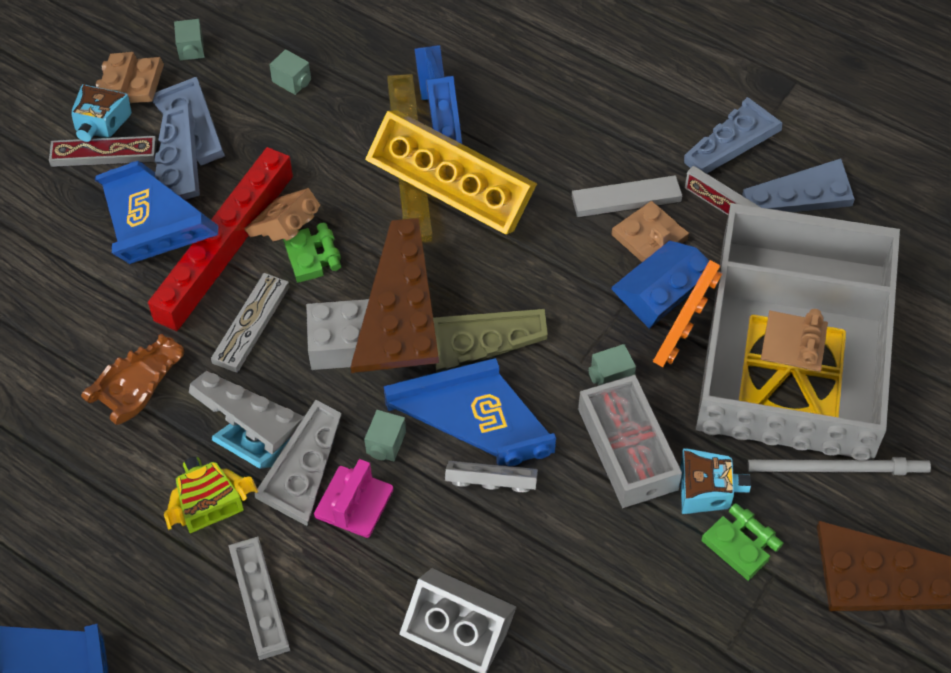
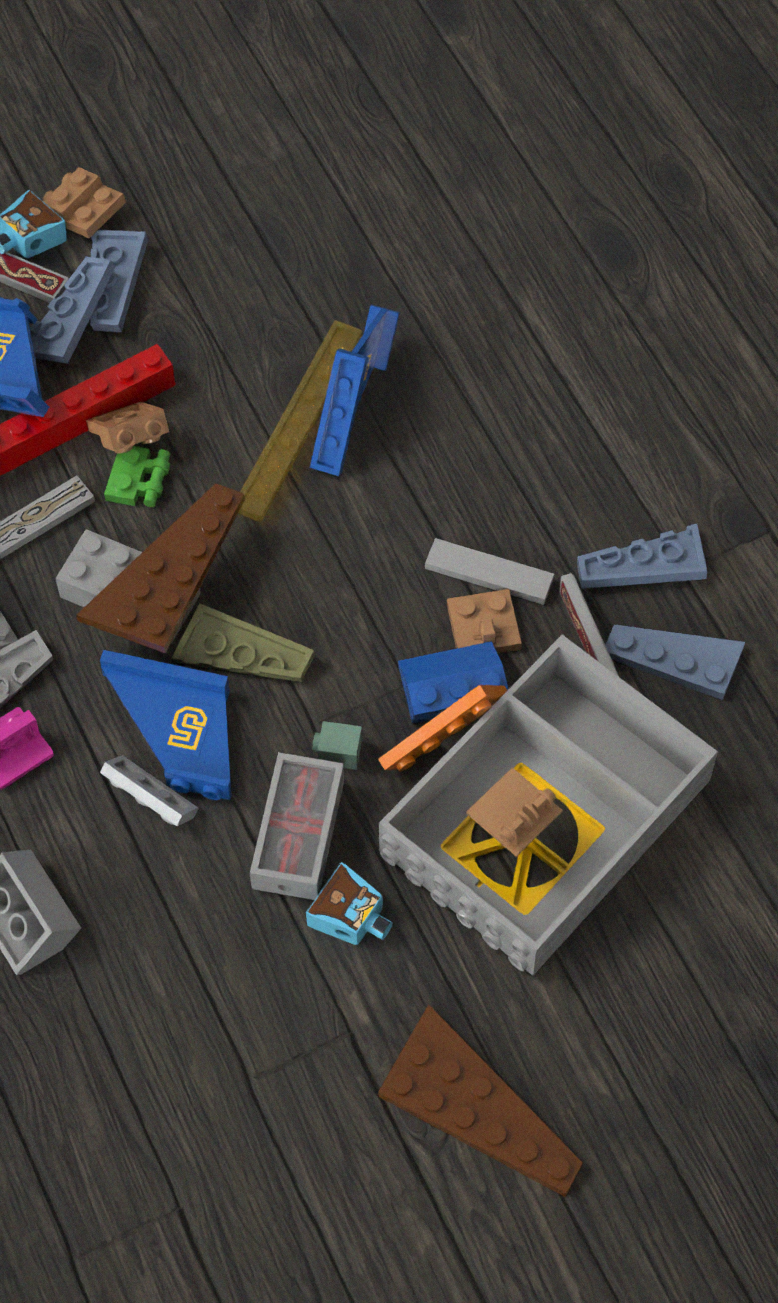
camera: 30 degrees right, 5 degrees up
(189, 39) = (167, 186): sand green brick -> none
(290, 72) = (242, 269): sand green brick -> none
(385, 436) = (77, 699): sand green brick -> none
(450, 171) = (313, 459): yellow brick -> none
(735, 547) = (331, 986): bright green plate -> none
(896, 466) = (550, 993): light grey bar -> none

